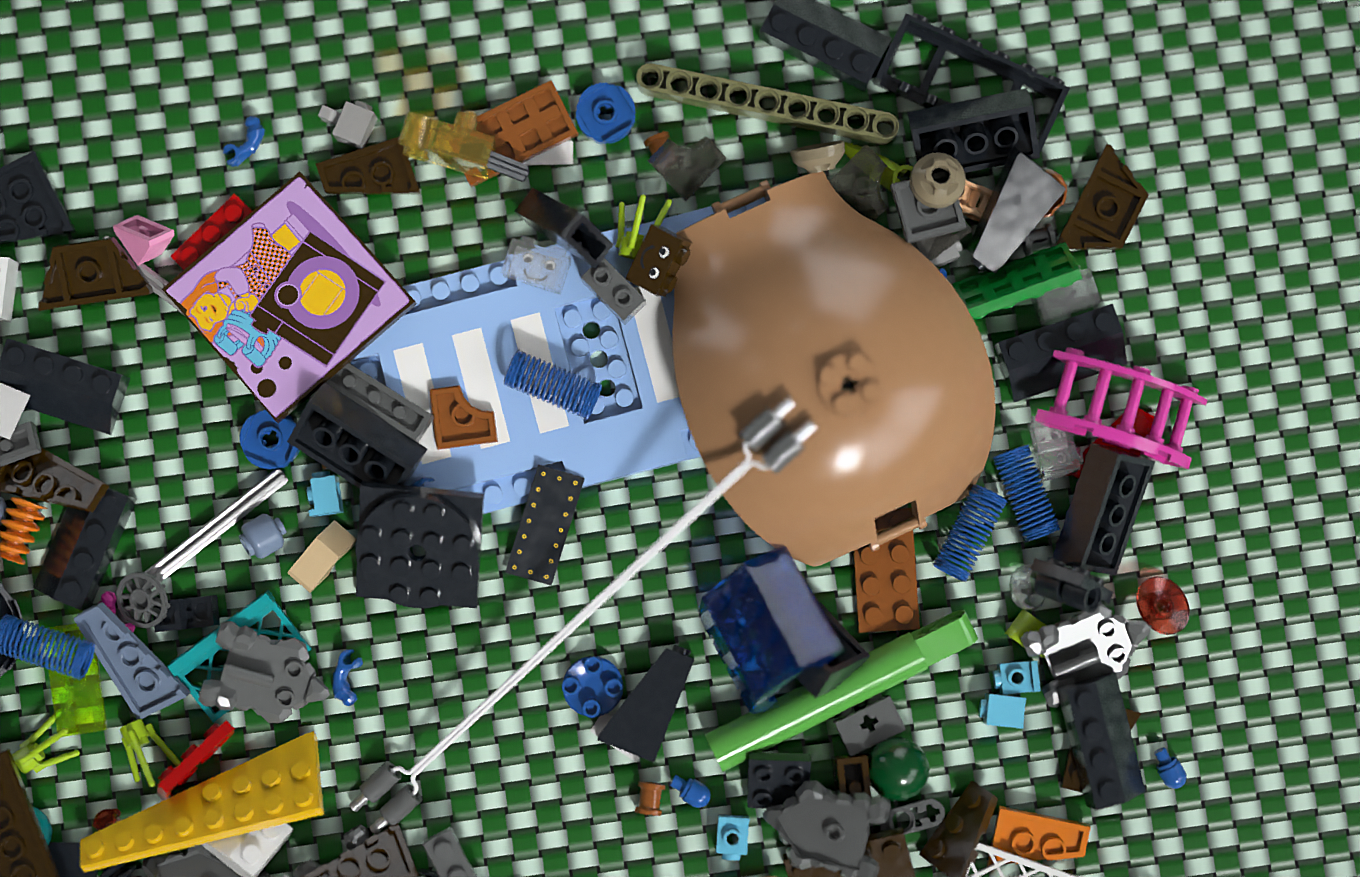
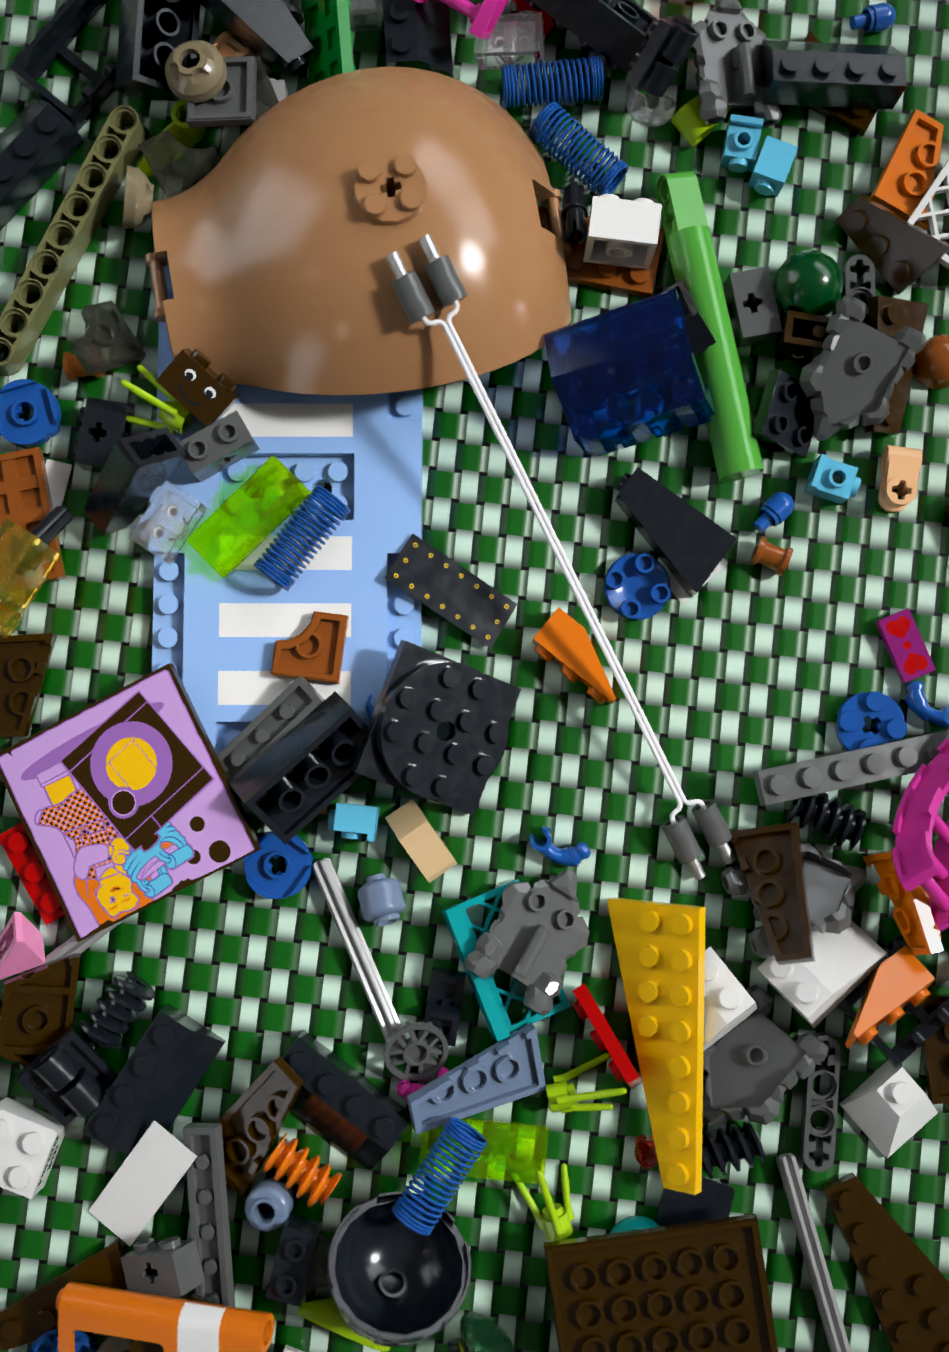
camera: 75 degrees left, 0 degrees up
(47, 313) = (68, 1077): none -> black plate
(113, 338) = (118, 1011): none -> black piece
(524, 639) = (571, 647): none -> orange slope
(561, 332) = (248, 517): none -> clear neon green brick
(590, 197) = (95, 420): none -> black brick
(896, 590) = (622, 231): none -> white brick
(908, 544) = (575, 213): none -> black axle

